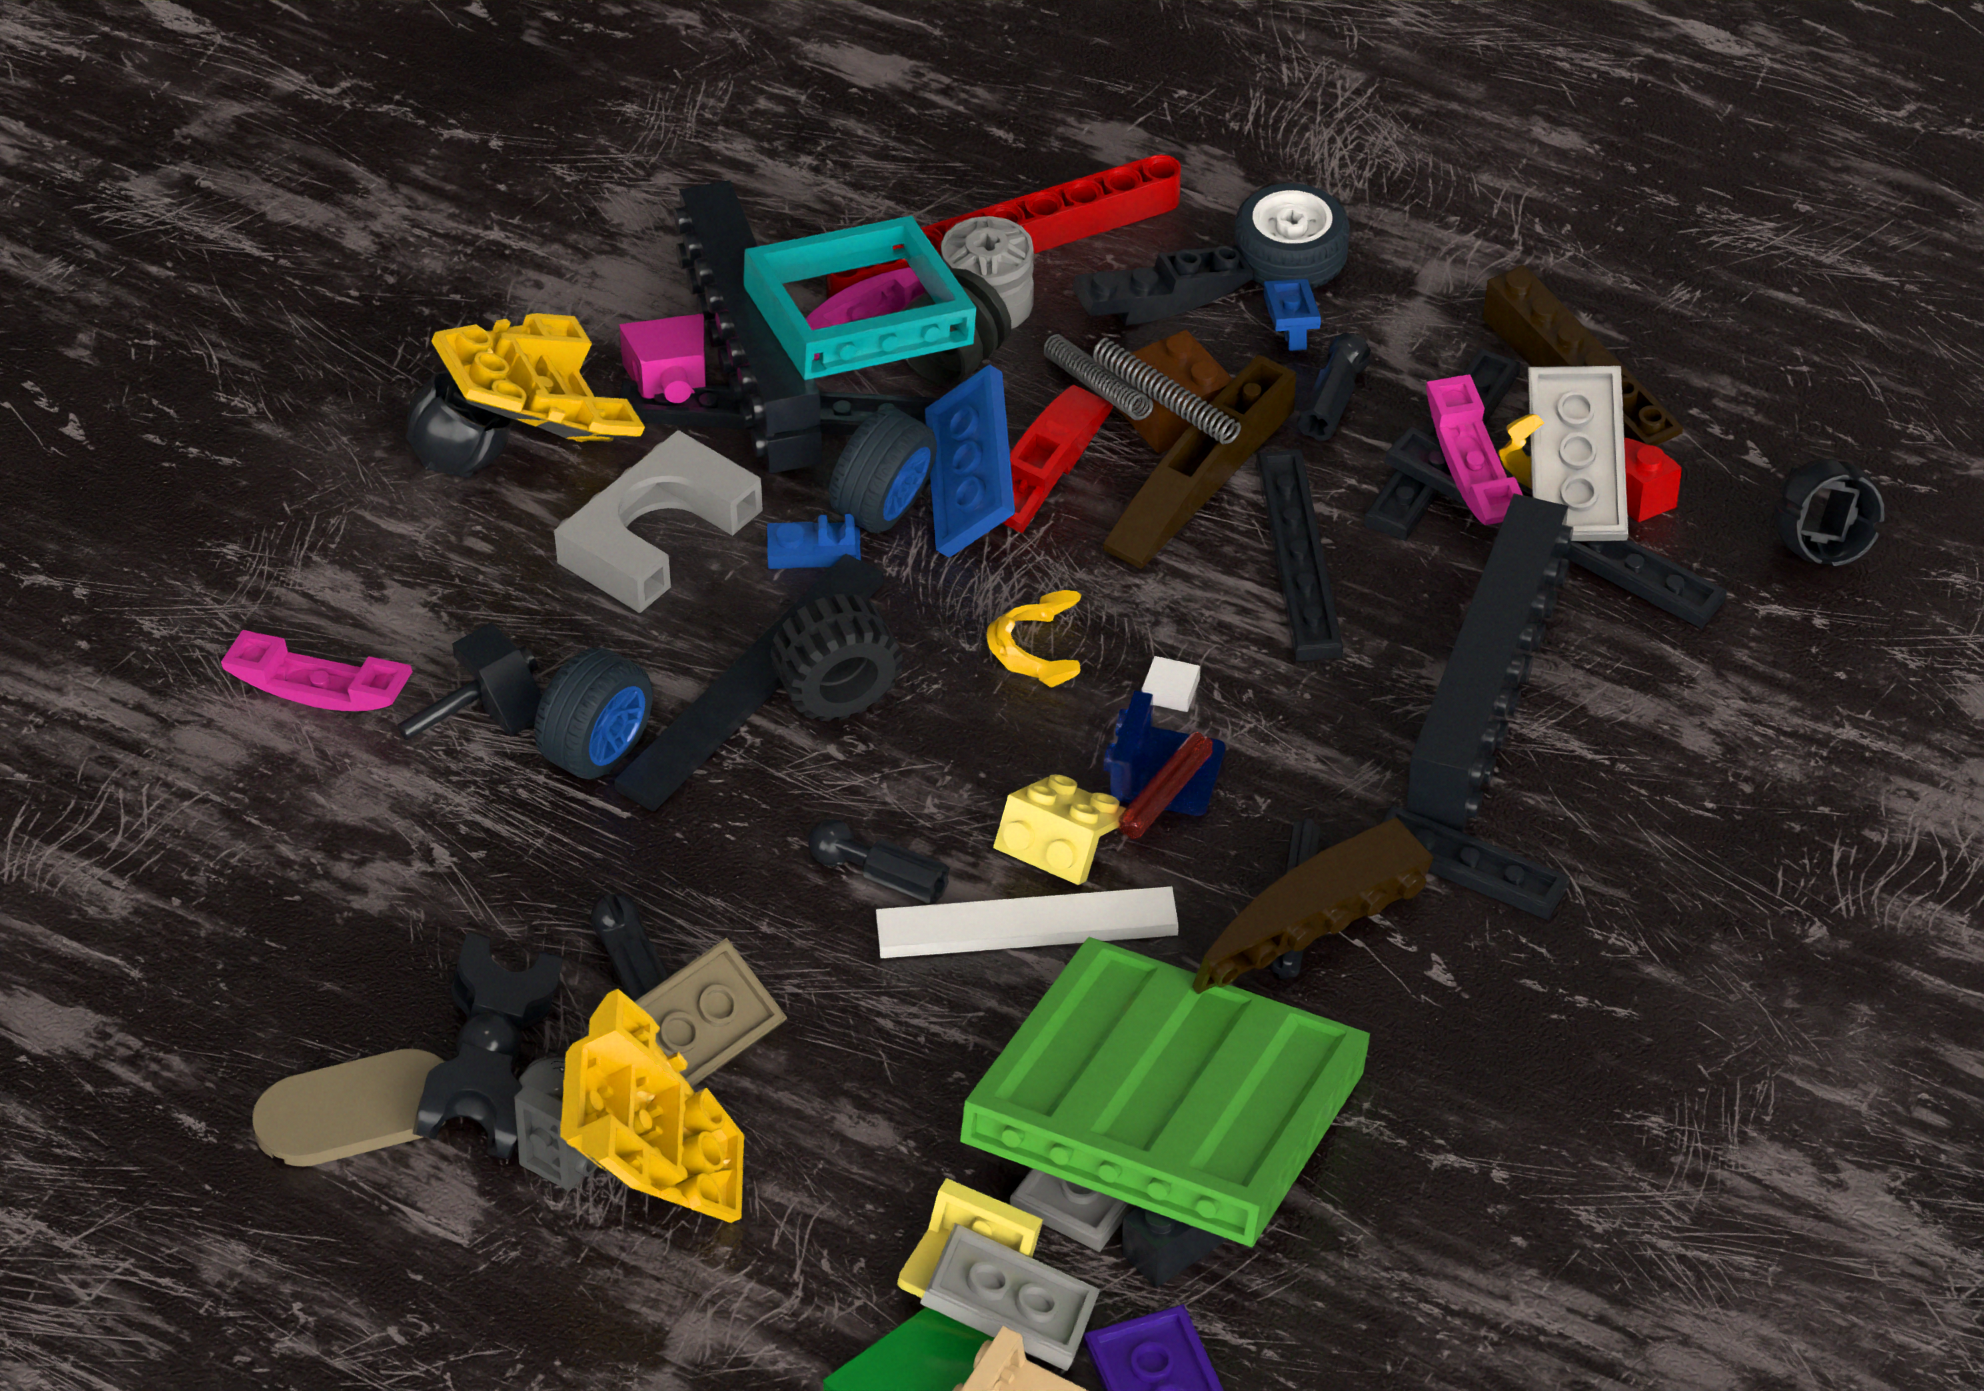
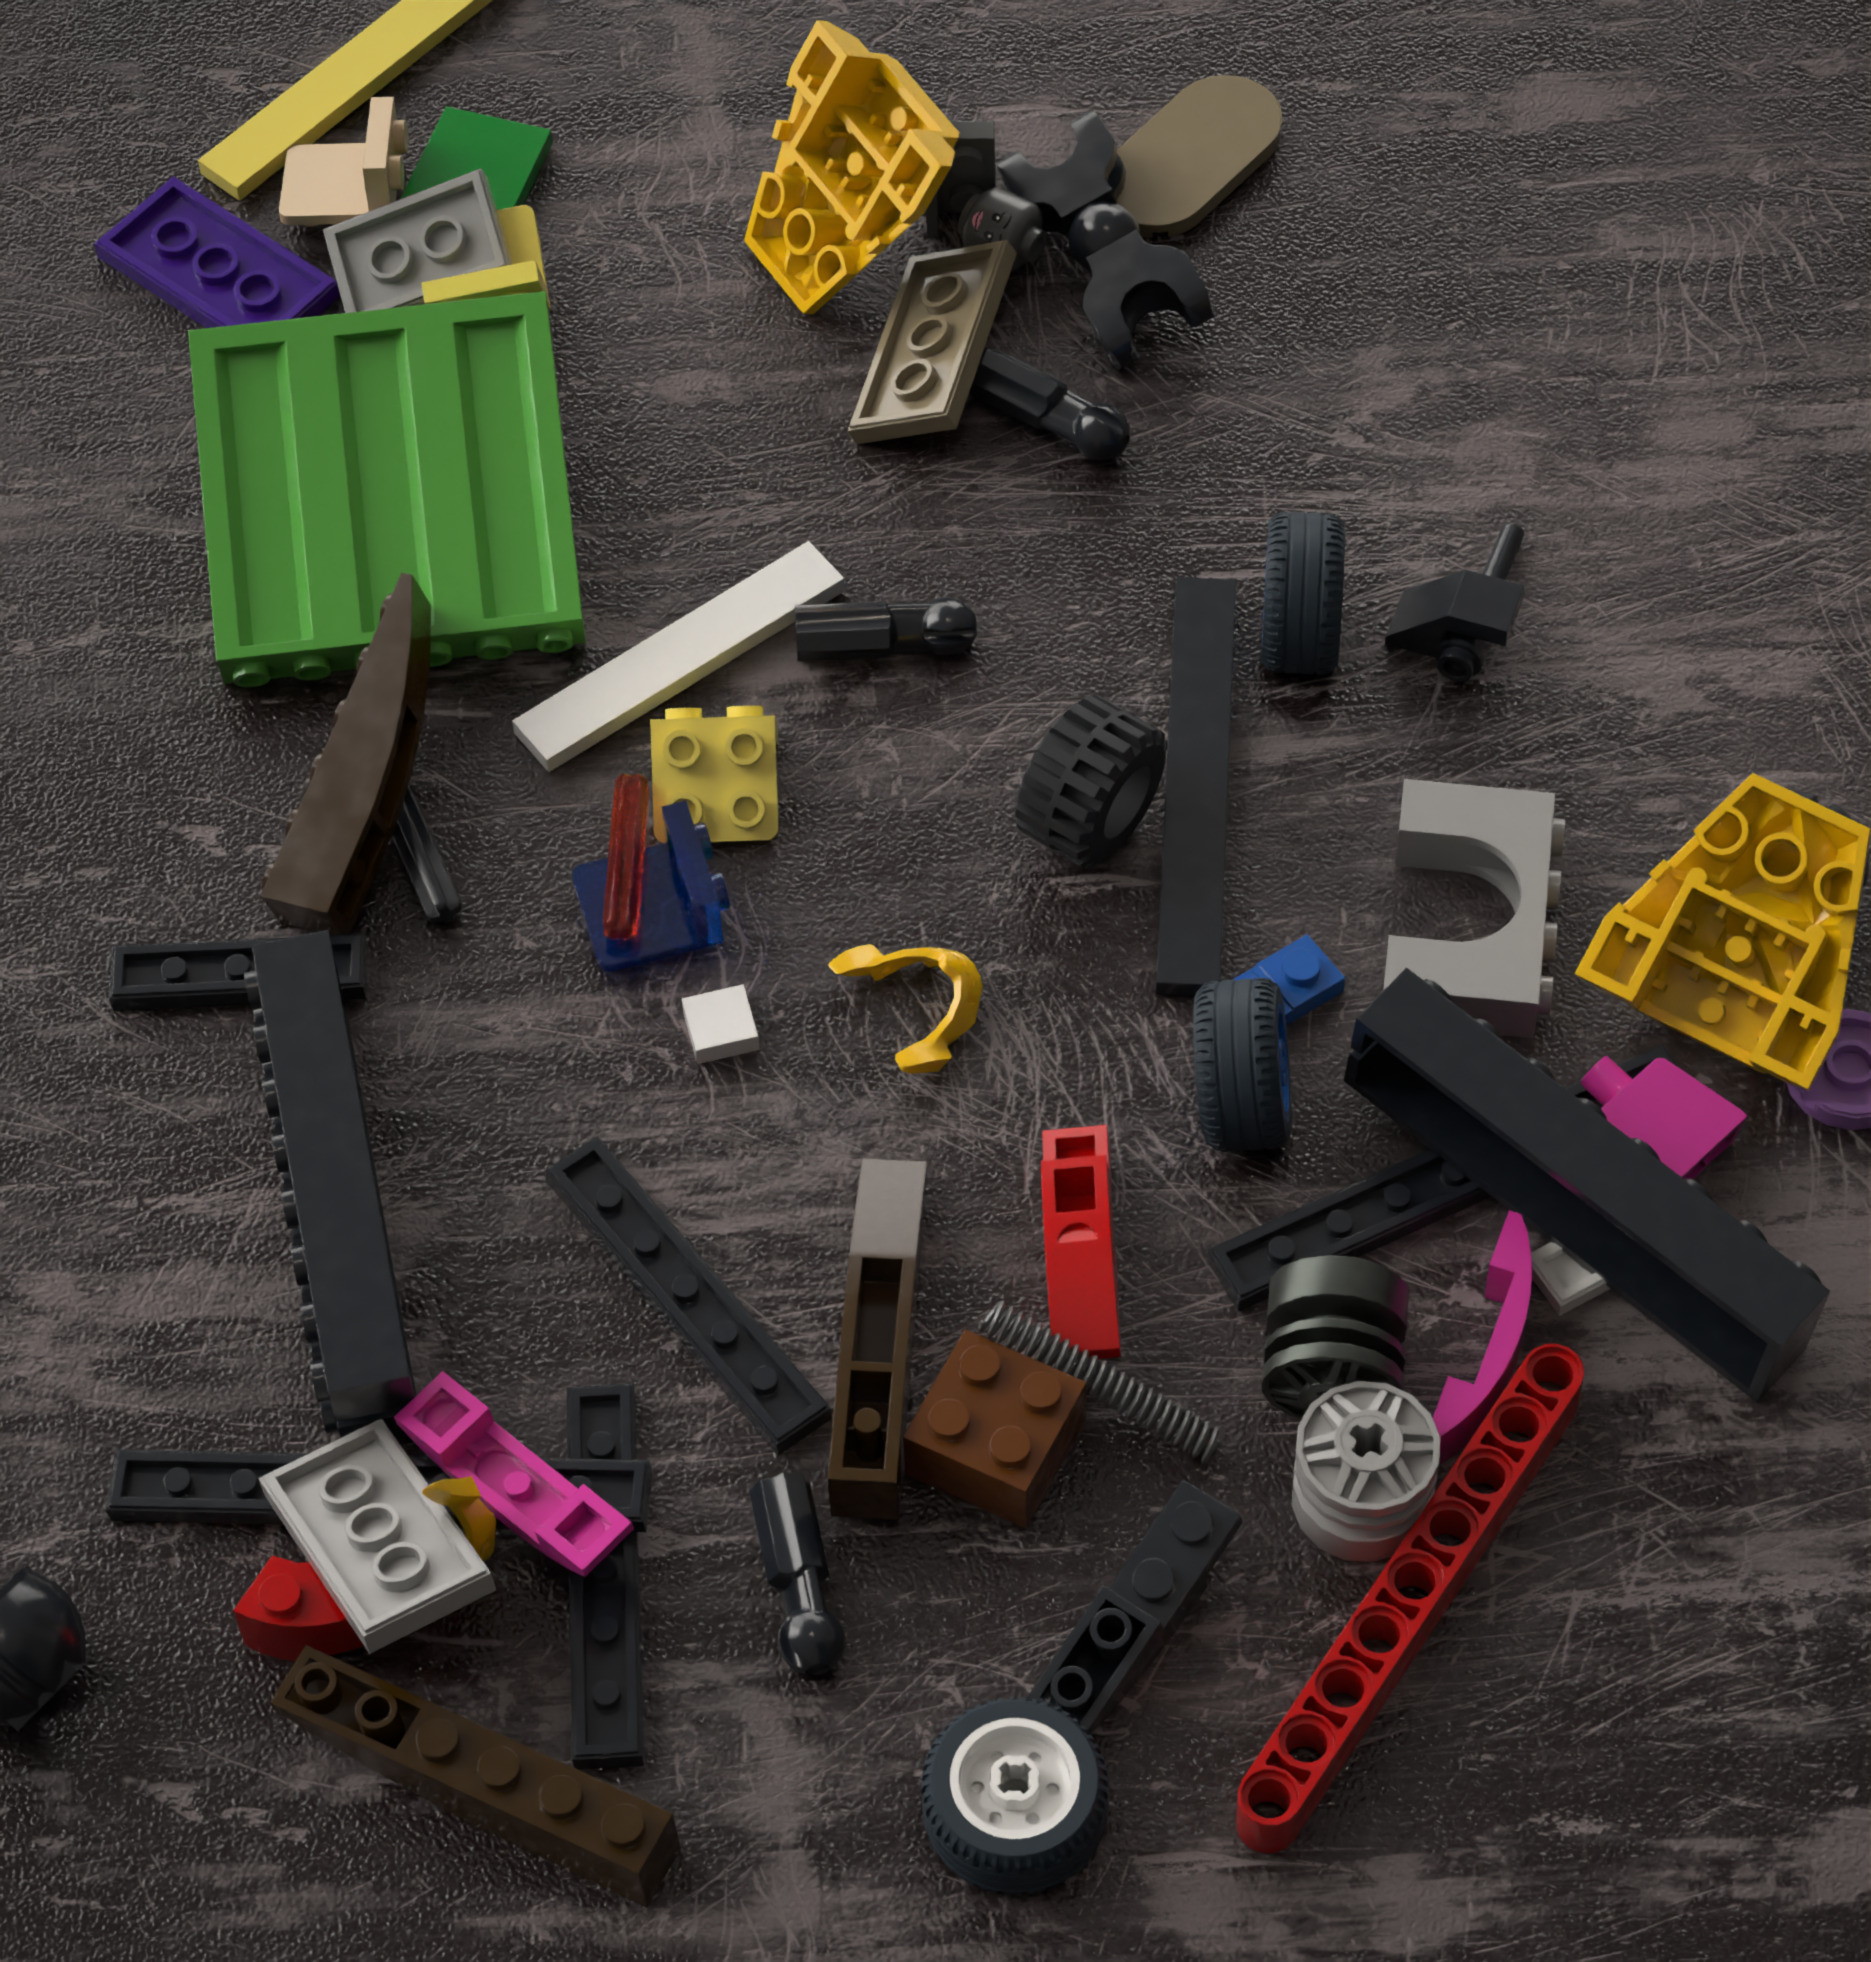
camera: 150 degrees right, 10 degrees up
(314, 681) = (1662, 538): dark pink slope -> none
(866, 340) = (1442, 1326): teal window -> none
(971, 462) = (1153, 1145): blue plate -> none
(1152, 392) = (1061, 1355): dark grey piece -> none
(1292, 310) = (930, 1659): blue plate -> none

